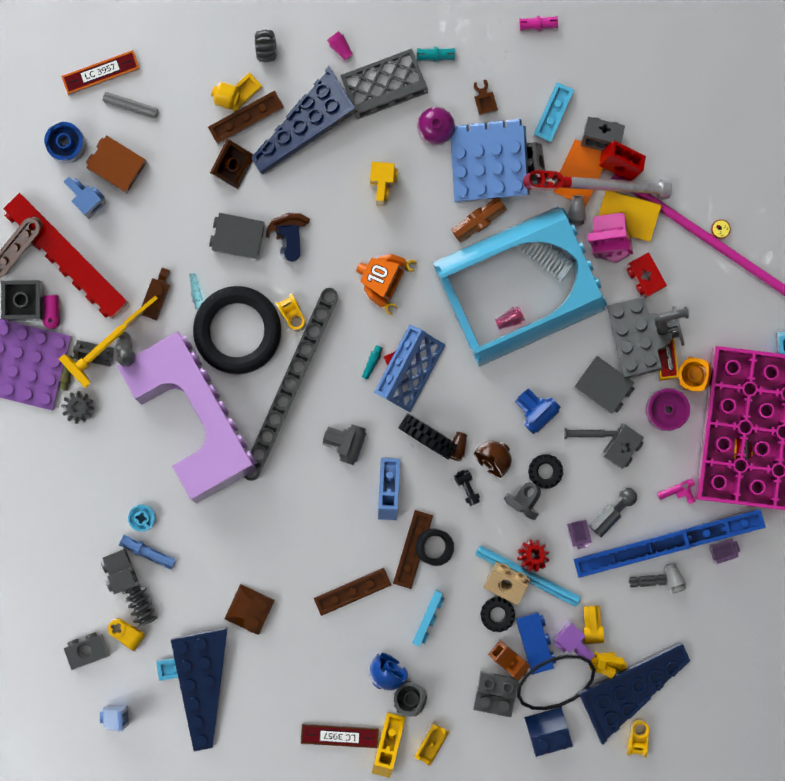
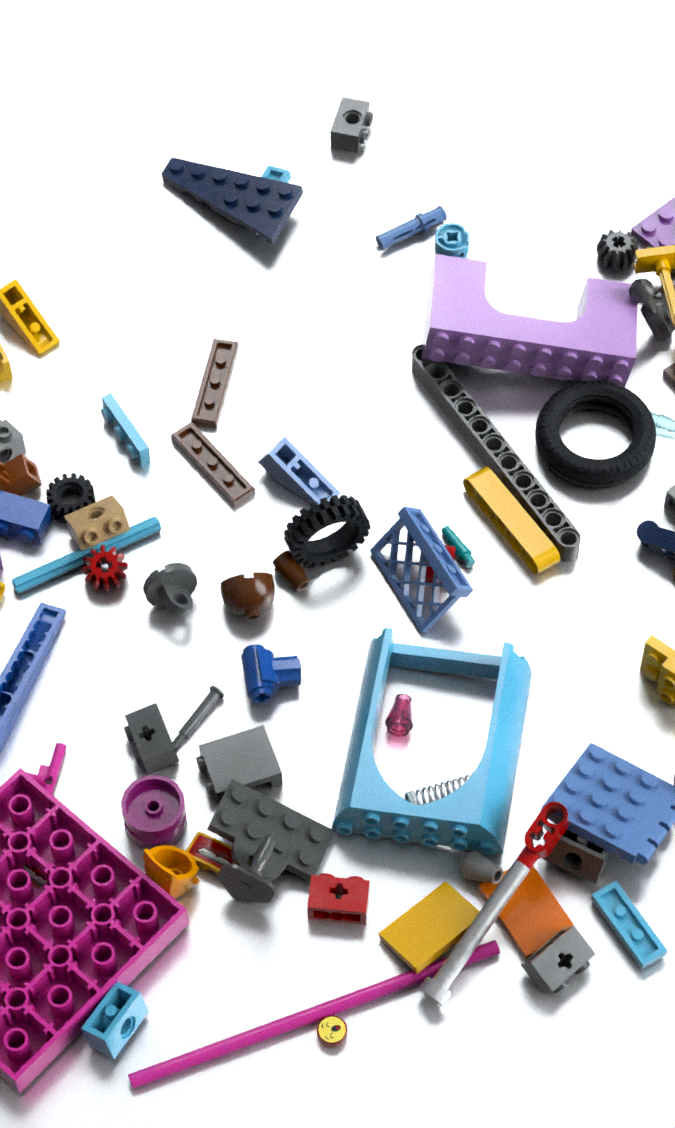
camera: 125 degrees right, 30 degrees down
(115, 717) = (261, 105): medium blue slope -> none
(120, 572) = (404, 191): dark grey brick -> none
(129, 636) = (340, 166): yellow piece -> none
(140, 606) = (359, 190): dark grey piece -> none
(249, 609) = (274, 283): reddish brown slope -> none
(290, 312) = (576, 496): yellow piece -> none
(334, 341) = (511, 520): none -> yellow beam
(339, 736) = (75, 285): tile -> none
(346, 442) = (386, 463): dark grey piece -> none
(382, 278) = (550, 606): orange torso -> none
(386, 672) = (101, 358): blue cylinder -> none
(410, 699) = (52, 360): dark grey helmet -> none
(448, 552) = (191, 461): black tyre -> none
(463, 478) = (250, 556): black bar -> none
(479, 219) = (548, 752): dark orange piece -> none
(557, 471) = (194, 655): black tyre -> none
(579, 534) = (89, 631): clear purple brick -> none
(610, 238) = (419, 881): dark pink piece -> none
(611, 514) = (83, 681): dark grey piece -> none
(622, 160) = (507, 956): red brick -> none

